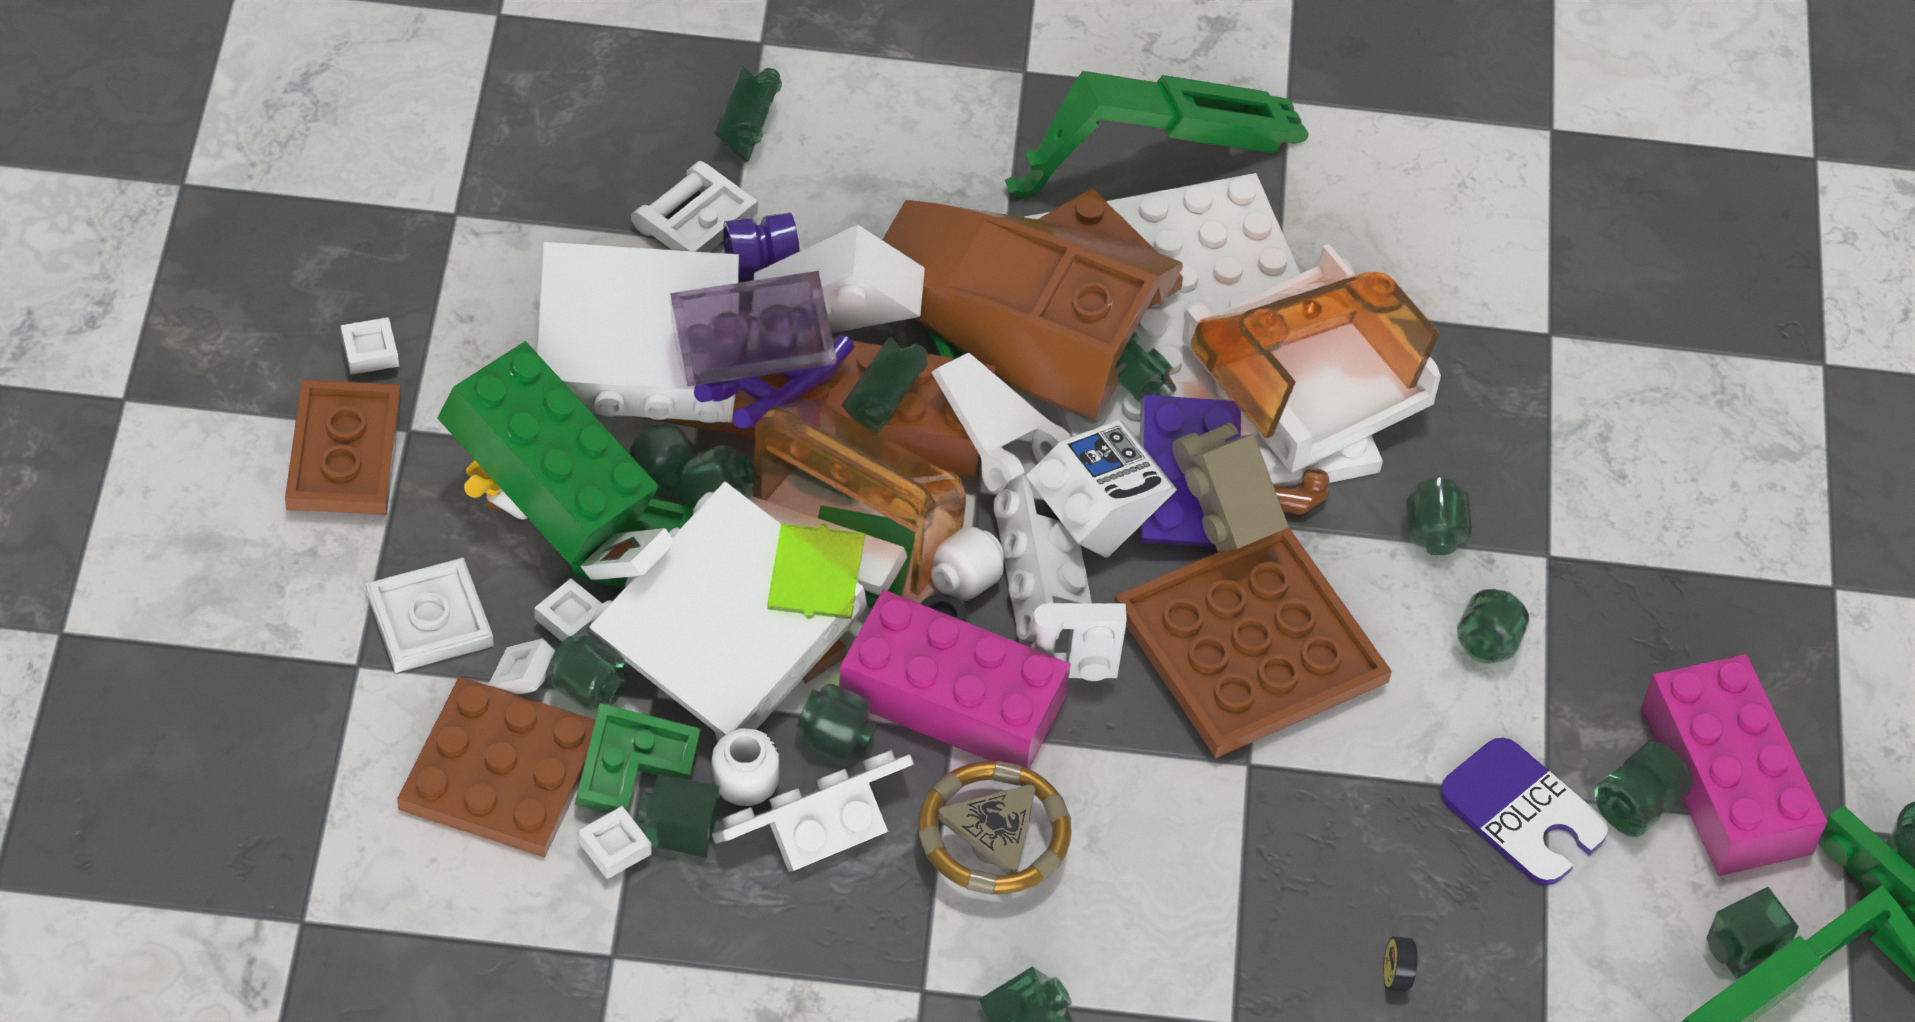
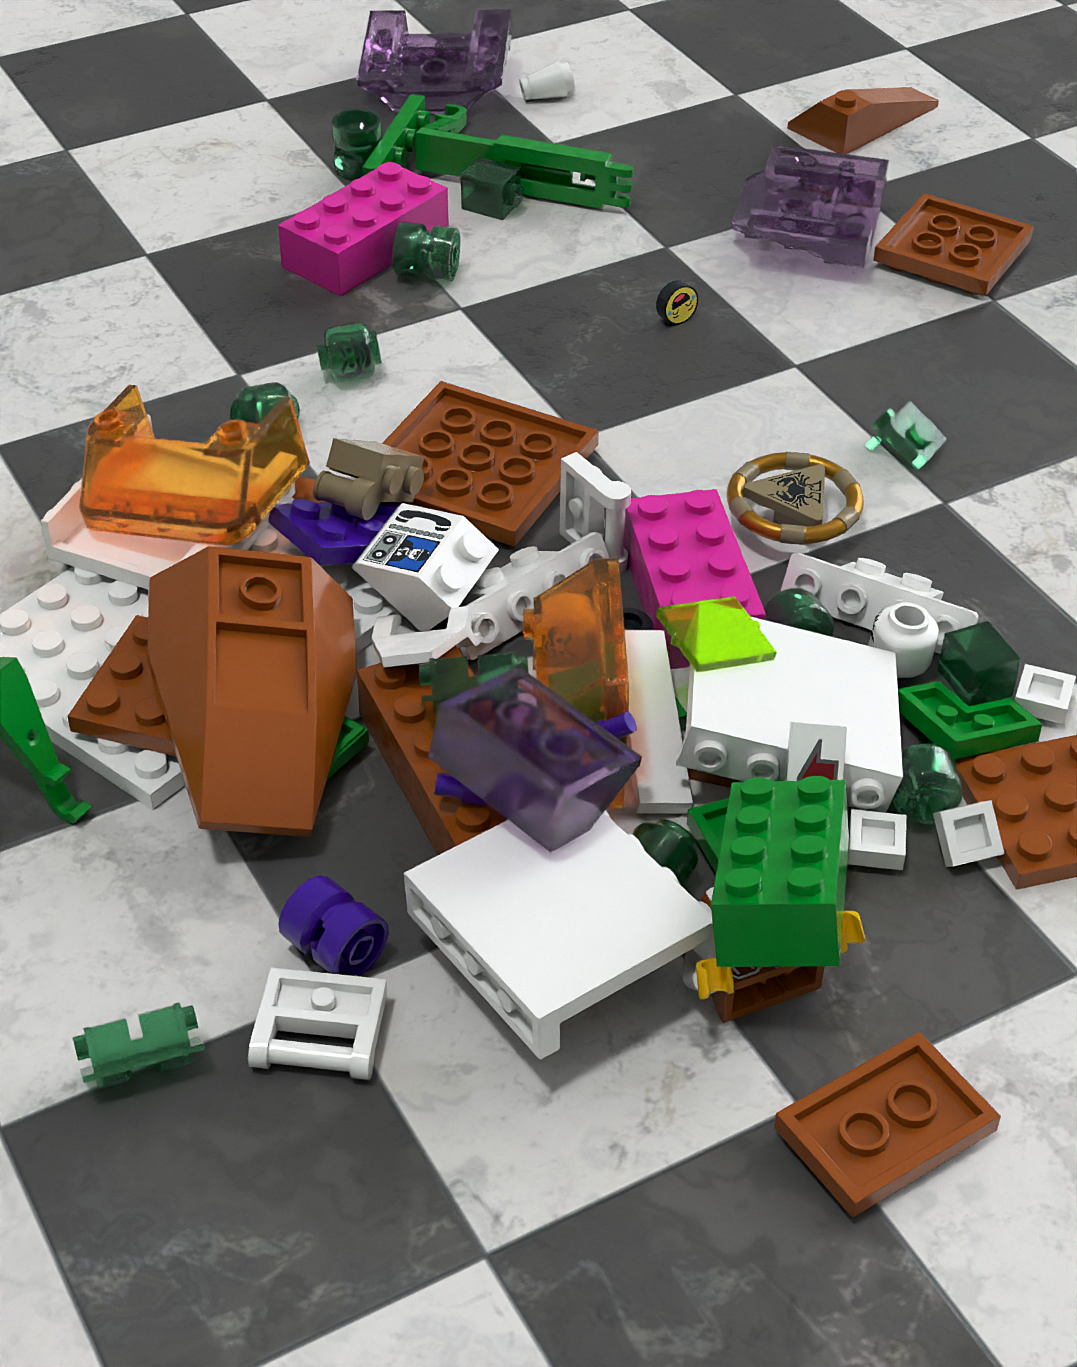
camera: 120 degrees left, 10 degrees down
(369, 346) = (747, 1186): white plate -> none
(429, 615) = (979, 947): white tile -> none
(711, 469) = (661, 788): clear green head -> none
(860, 279) = (374, 808): white wedge -> none
(1516, 802) = (483, 318): piece -> none

